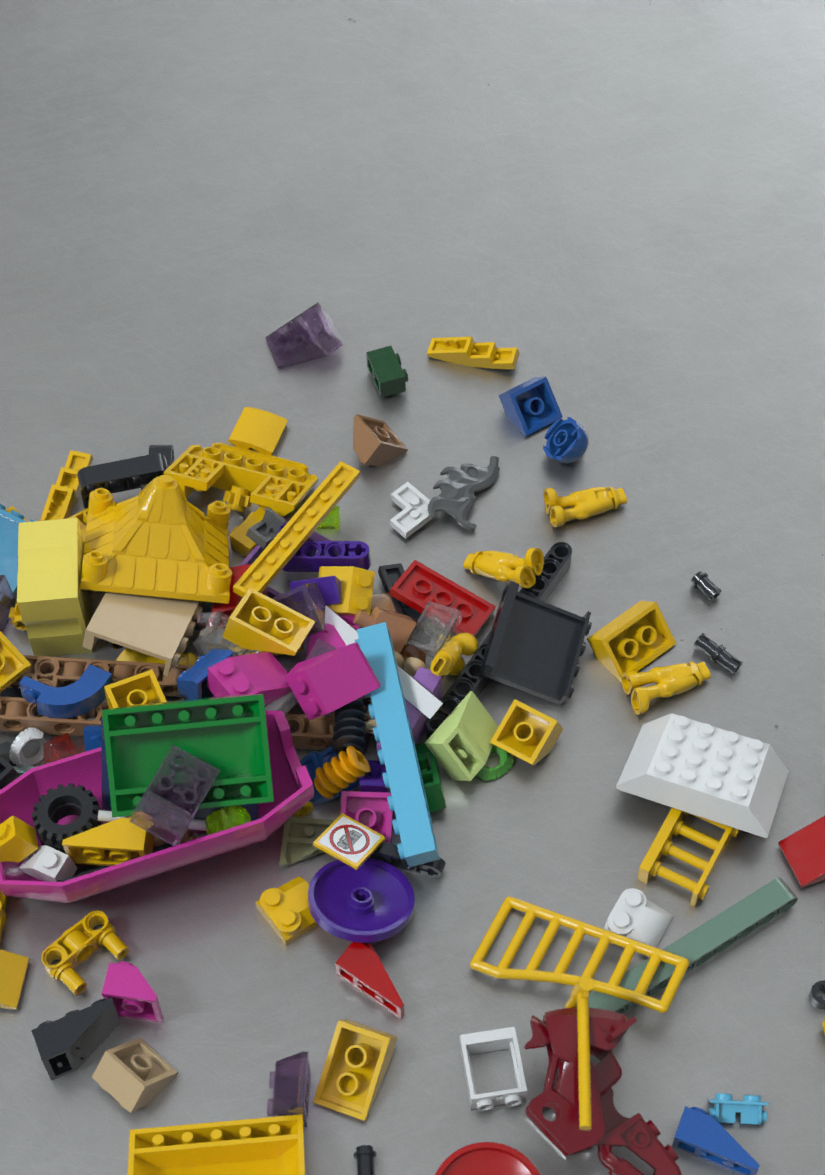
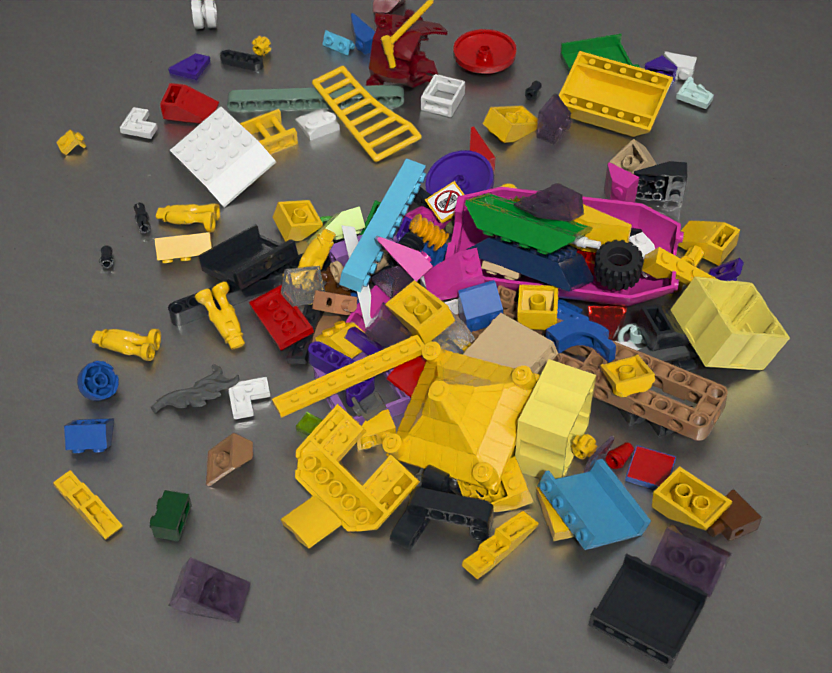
camera: 150 degrees left, 5 degrees down
(237, 498) = (368, 462): yellow gear -> none

